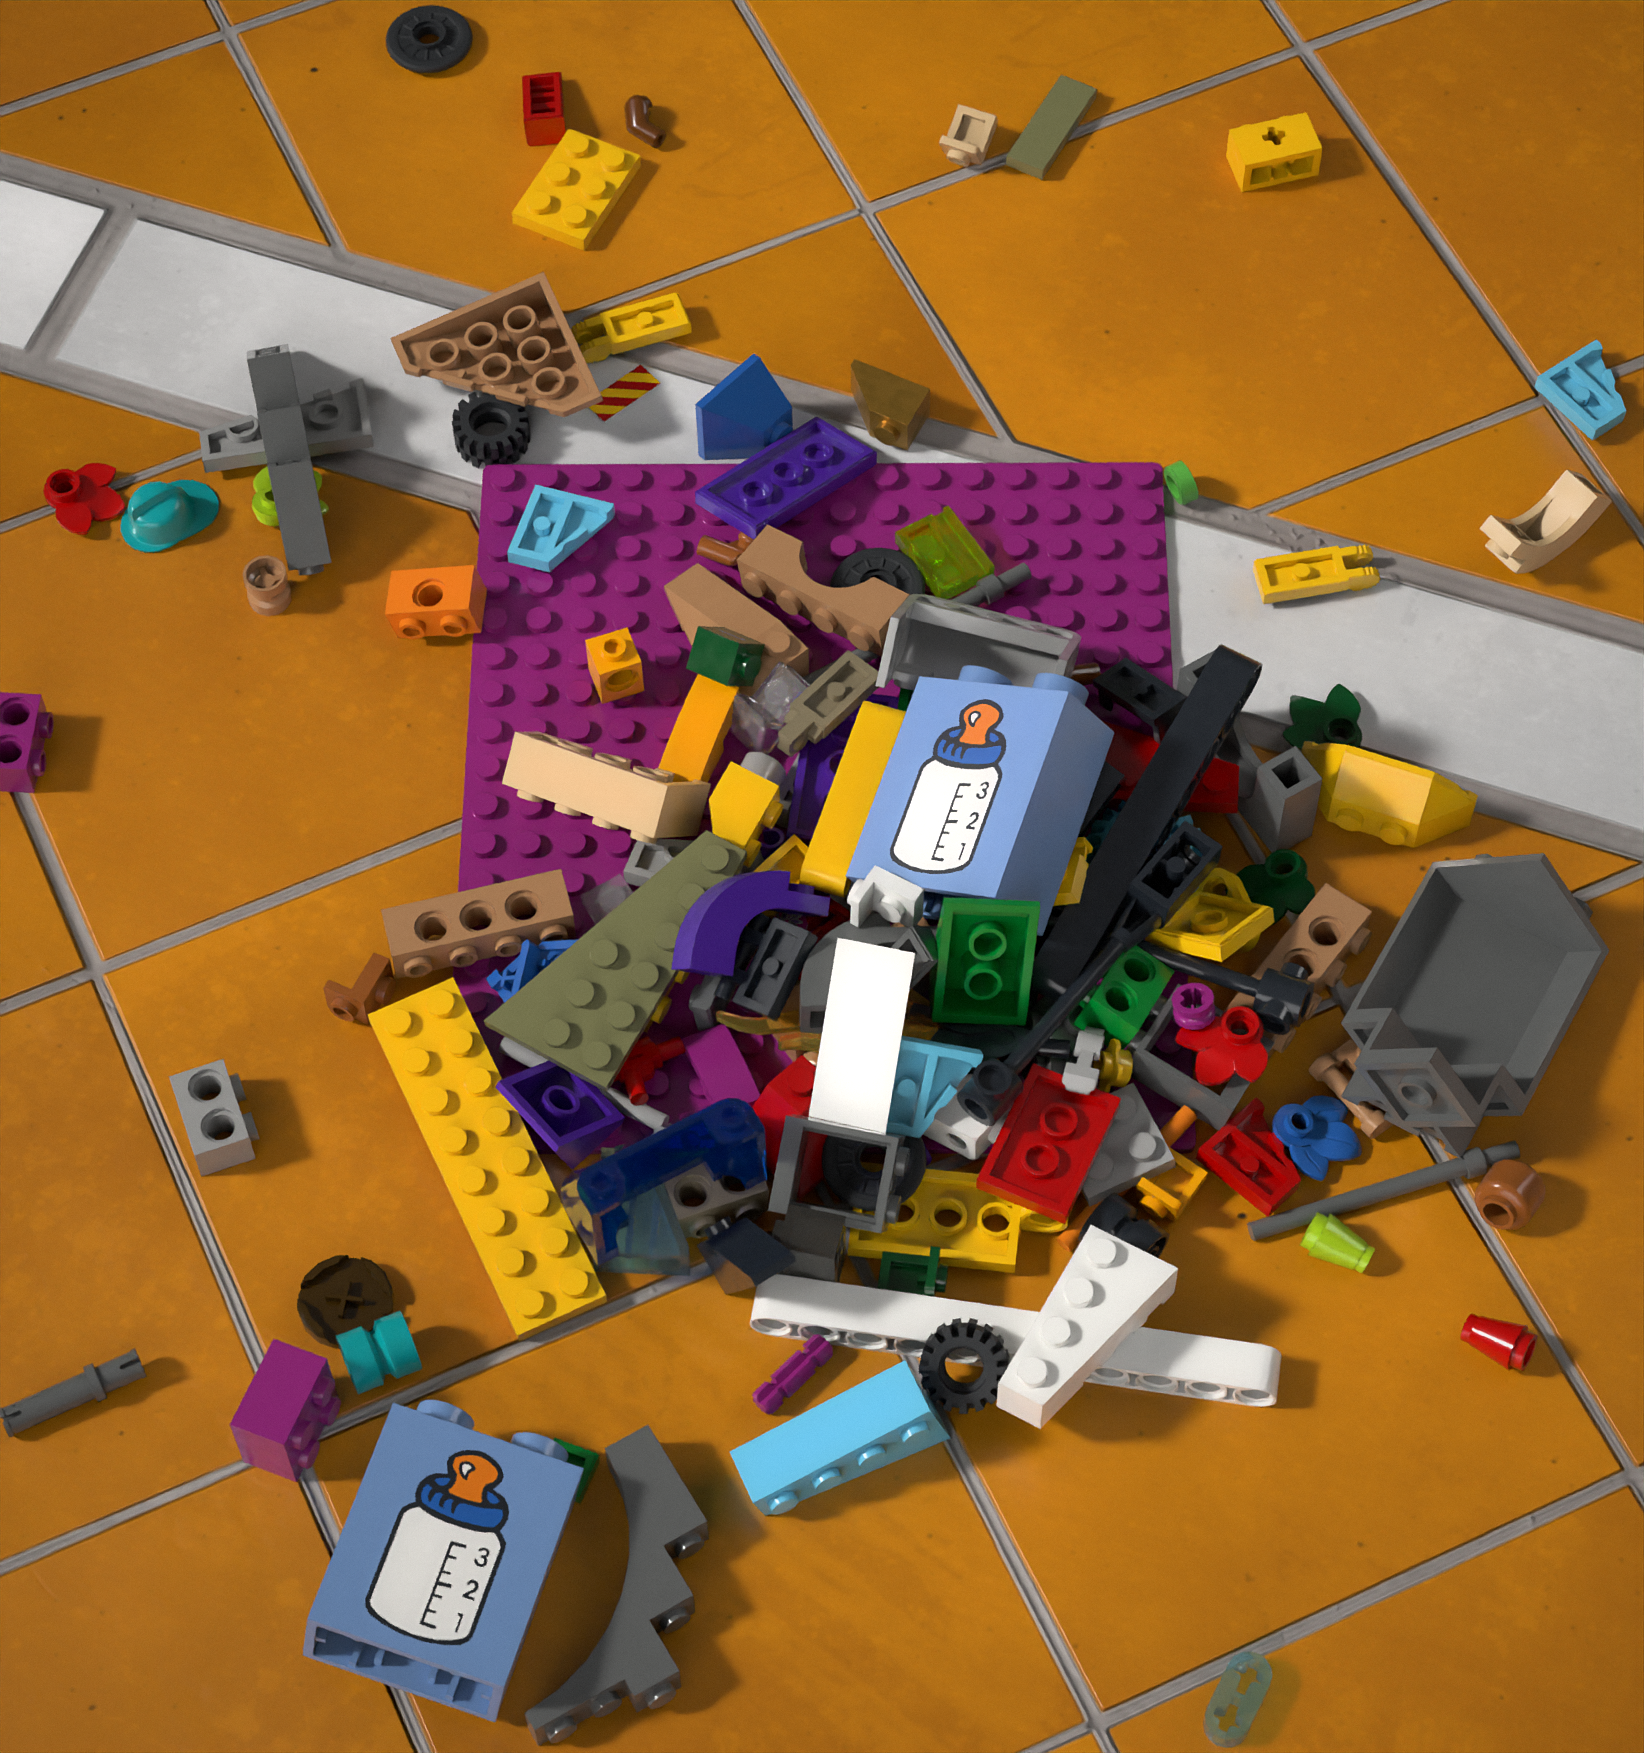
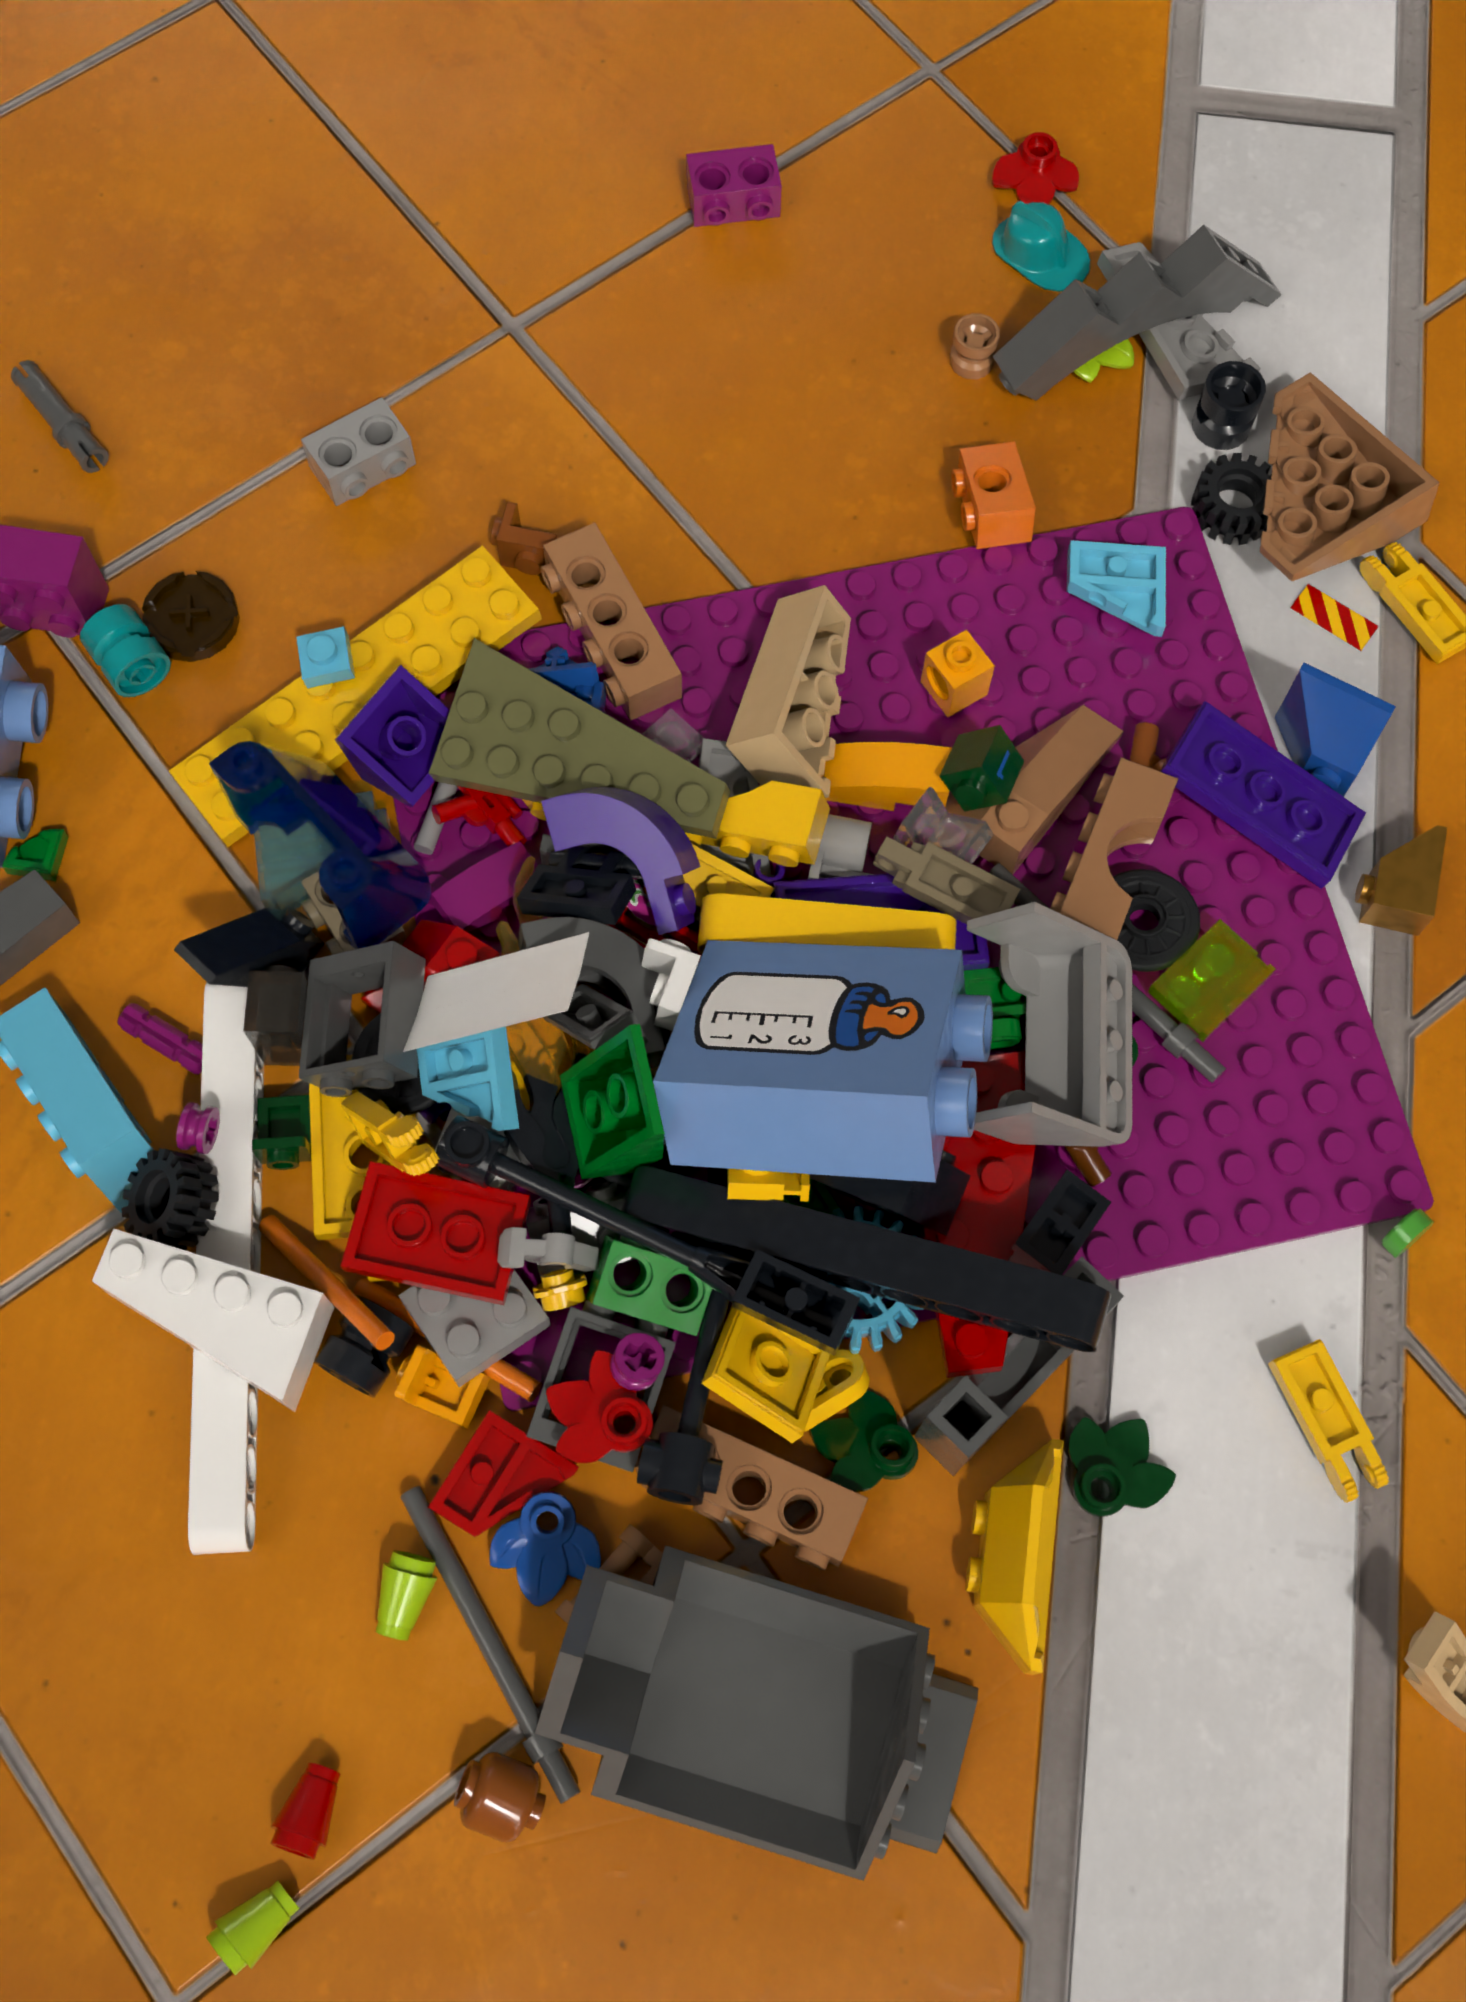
camera: 75 degrees right, 10 degrees up
(400, 407) = (1228, 405): none -> black wheel
(451, 1163) = (325, 657): none -> medium azure plate
(906, 1325) = (198, 1128): none -> magenta bush
(959, 1156) = (390, 1134): none -> yellow hinge
(1066, 1248) = (327, 1282): none -> orange bar
(1583, 1394) = (252, 1927): none -> lime cone

